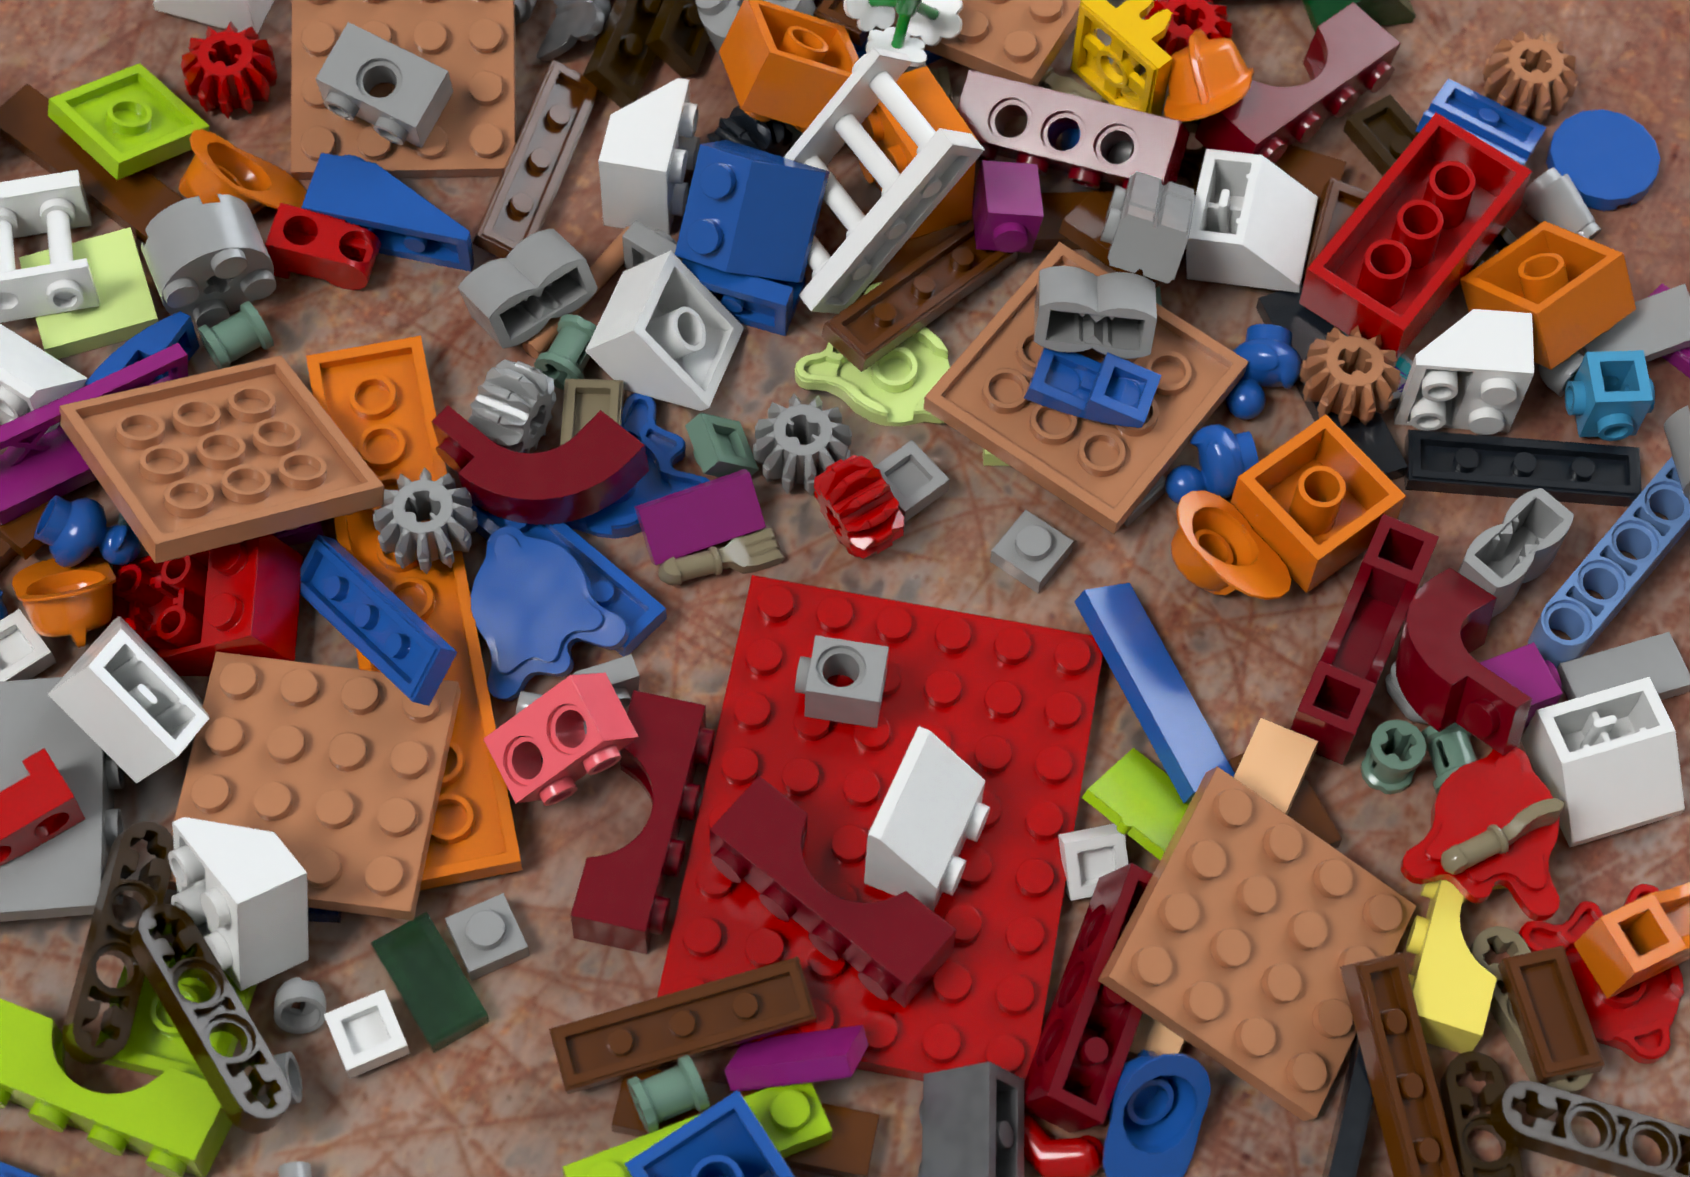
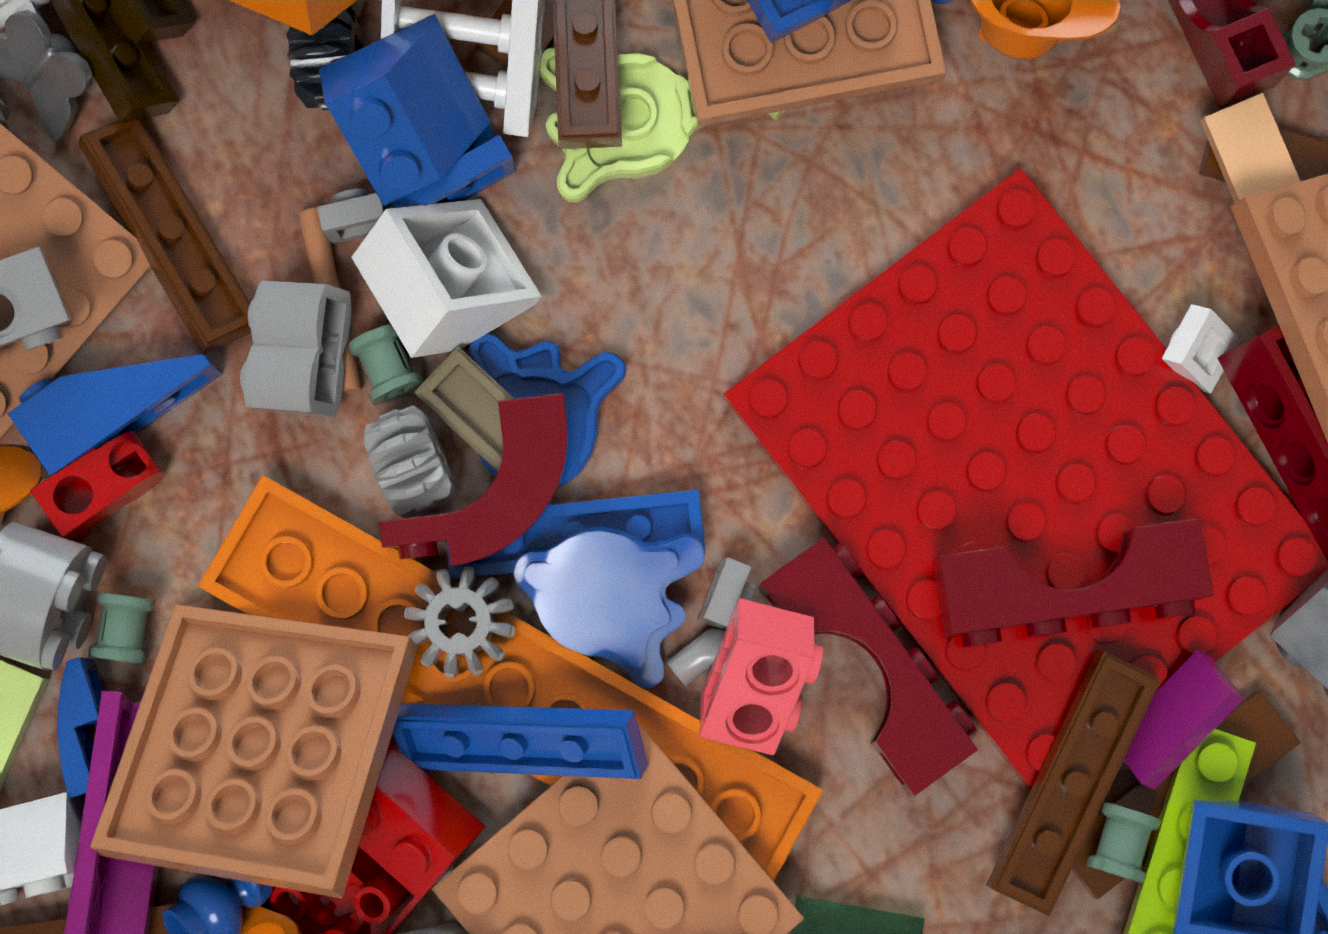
camera: 45 degrees left, 20 degrees up
(487, 936) = (855, 864): light grey plate -> none
(647, 158) = (265, 149): white slope -> none
(700, 516) = (635, 389): magenta tile -> none
(720, 445) = (587, 318): sand green plate -> none
(741, 554) = (691, 384): dark tan piece -> none
(787, 428) = (648, 271): light grey gear -> none
(850, 704) = (919, 390): light grey brick -> none
(859, 506) = (747, 259): red gear -> none
(913, 479) = (747, 196): light grey plate -> none
(925, 823) = (1085, 460): white slope -> none
(1031, 551) = (890, 153): light grey plate -> none
(1139, 801) = (1193, 267): lime piece -> none
(1152, 686) = (1099, 171): blue tile -> none

